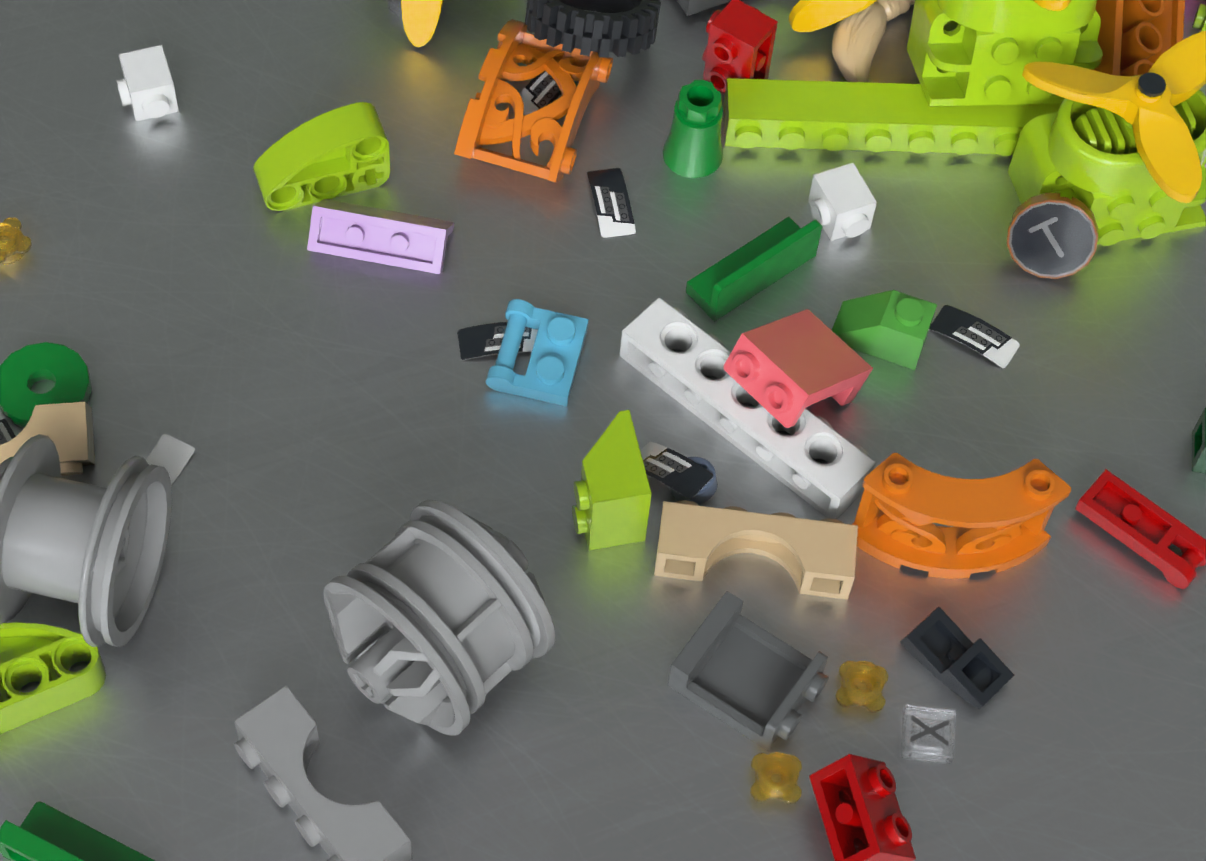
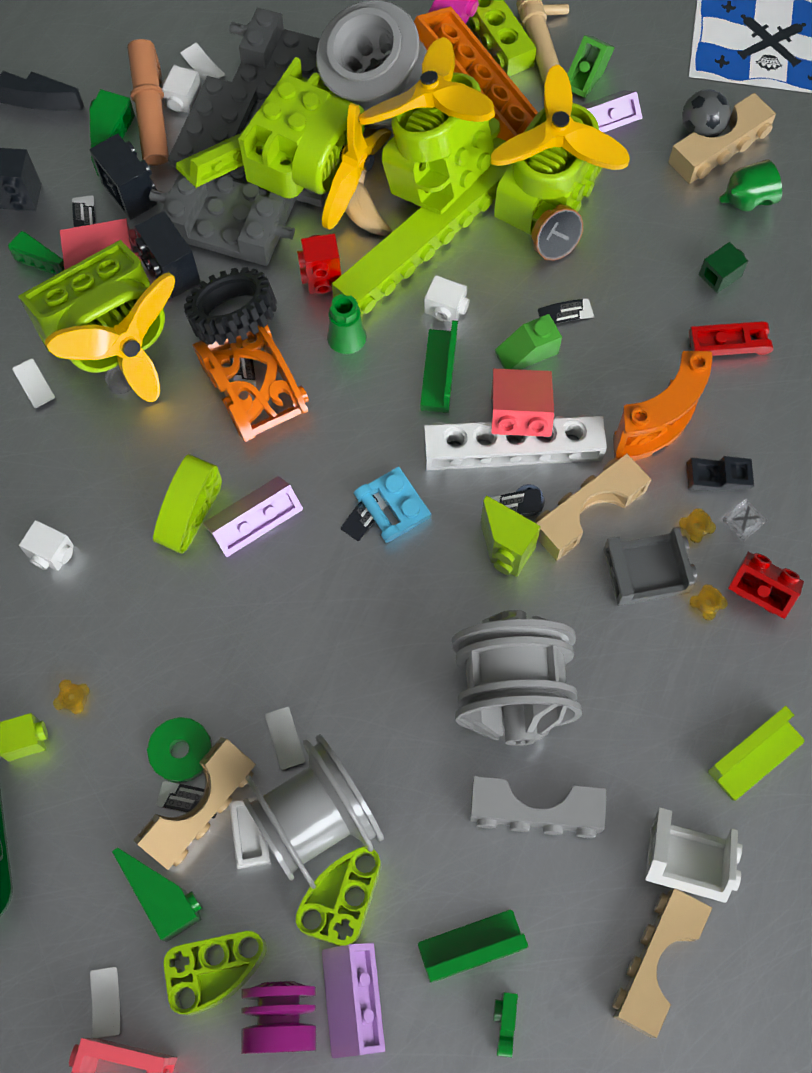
camera: 40 degrees left, 10 degrees up
(611, 202) = (338, 396): sticker -> none

